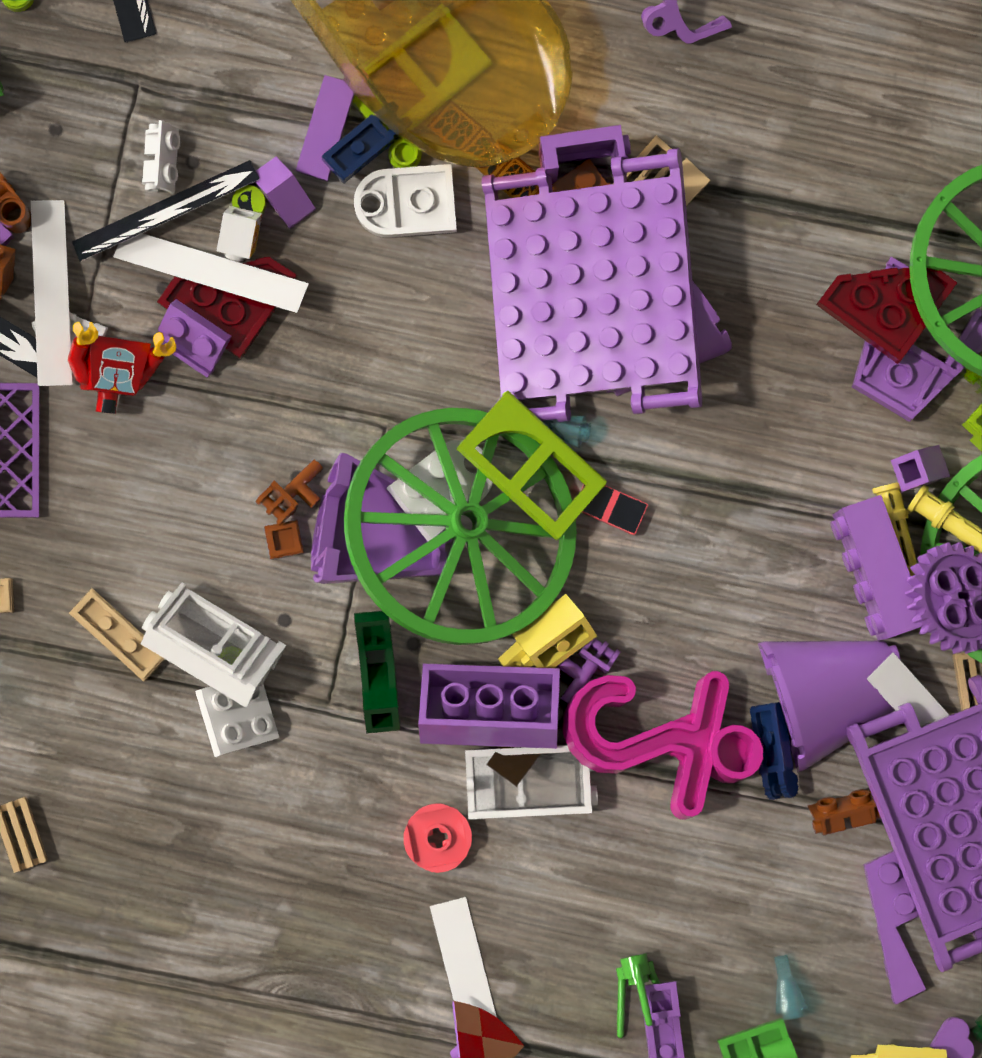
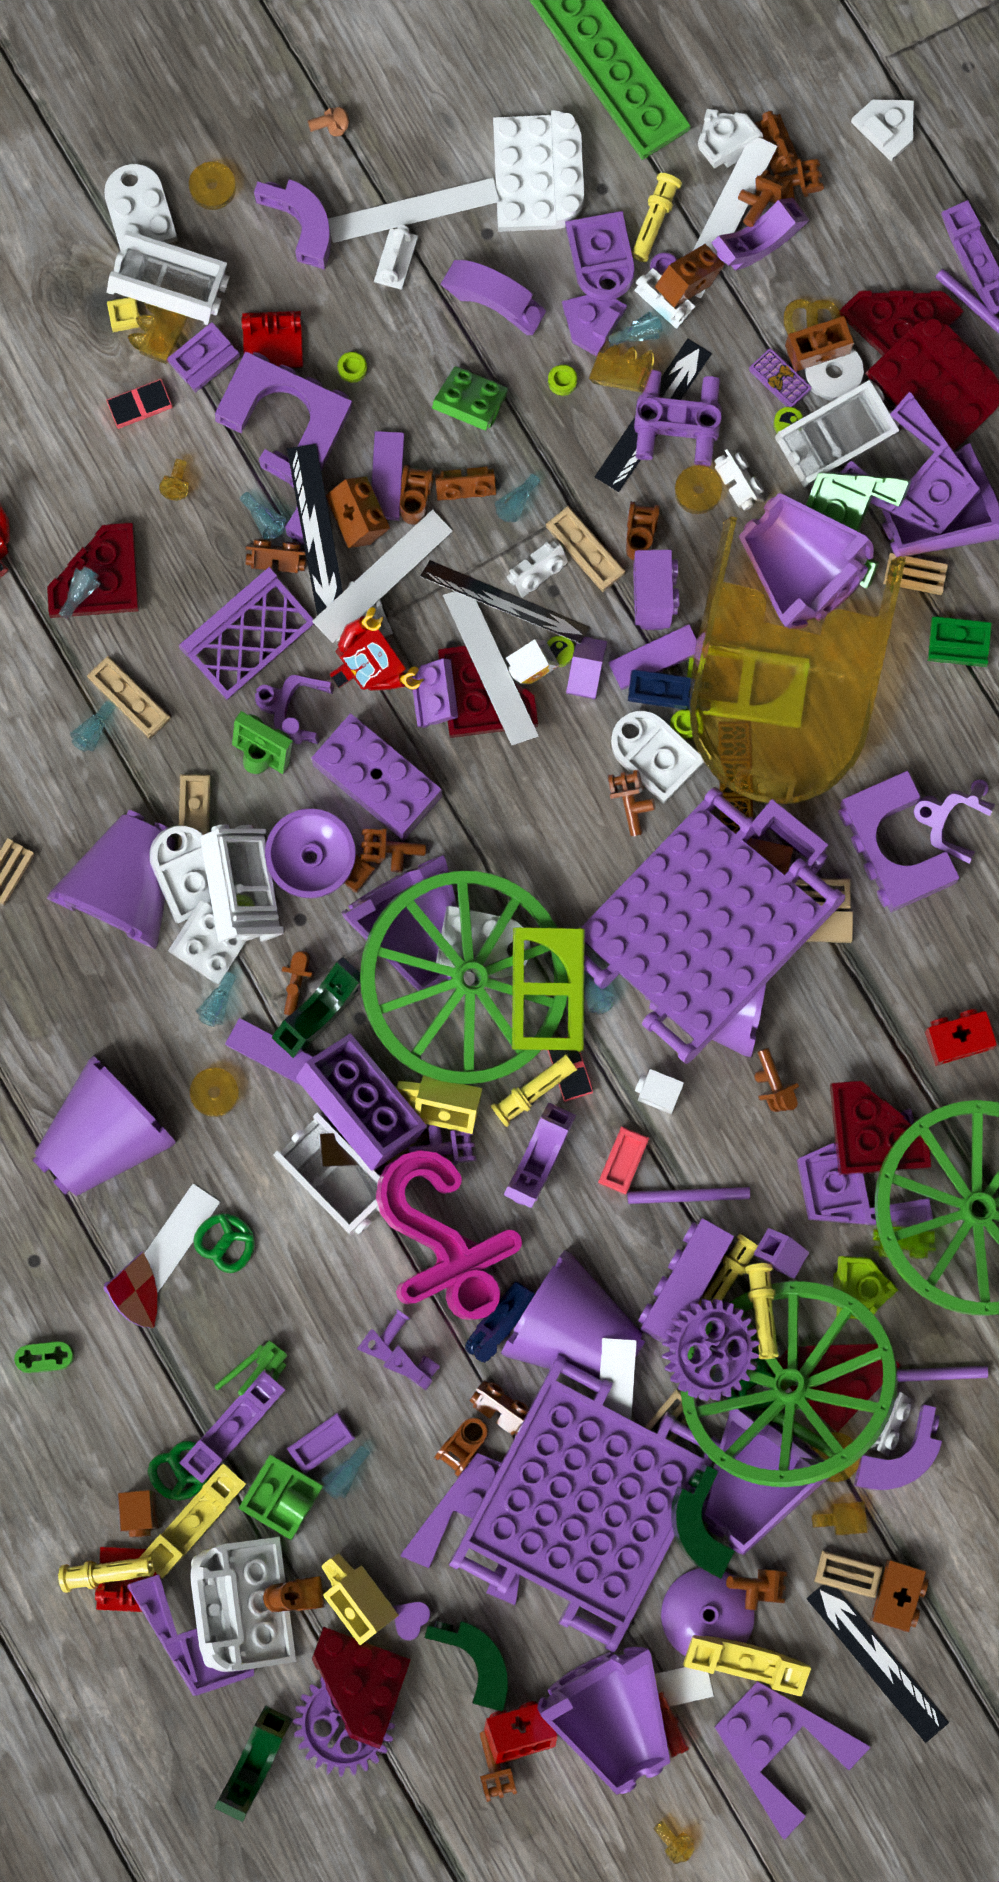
camera: 55 degrees right, 5 degrees down
(42, 143) = (477, 483): none -> dark orange hinge
(83, 476) = (279, 704): none -> medium lavender piece
(87, 131) = (512, 504): none -> clear light blue cone
(92, 522) = (255, 737): none -> bright green plate
(115, 740) = (118, 881): none -> medium lavender cone
(155, 686) = (180, 871): none -> white plate
(180, 104) = (585, 549): none -> tan tile
(203, 39) = (641, 526): none -> dark orange piece
(213, 557) = (307, 833): none -> medium lavender dish
(254, 450) = (397, 798): none -> medium lavender brick
(273, 72) = (653, 588): none -> medium lavender brick
(296, 758) = (214, 1007): none -> clear light blue cone
(316, 951) = (98, 1133): none -> medium lavender cone
(328, 660) = (298, 968): none -> dark orange arm
(355, 830) = (209, 1079): none -> clear yellow piece
(364, 749) = (264, 1050): none -> medium lavender tile
(422, 253) = (631, 807): none -> dark orange arm
(454, 848) = (241, 1130): coral plate -> none
(504, 922) = (225, 1241): none -> green piece
(603, 566) = (521, 1099): none -> light yellow pin
(616, 78) = (897, 883): none -> medium lavender arch
(665, 596) = (540, 1155): none -> medium lavender arch
(696, 449) = (659, 1091): none -> white brick
(726, 529) = (623, 1160): none -> coral tile
(743, 988) = (321, 1443): none -> medium lavender tile
(759, 859) = (398, 1360): none -> medium lavender piece
(787, 353) = (780, 1096): none -> dark orange arm
(802, 502) = (688, 1195): none -> medium lavender bar
(849, 873) = (461, 1447): none -> dark orange piece
(881, 149) = (947, 1049): none -> red brick

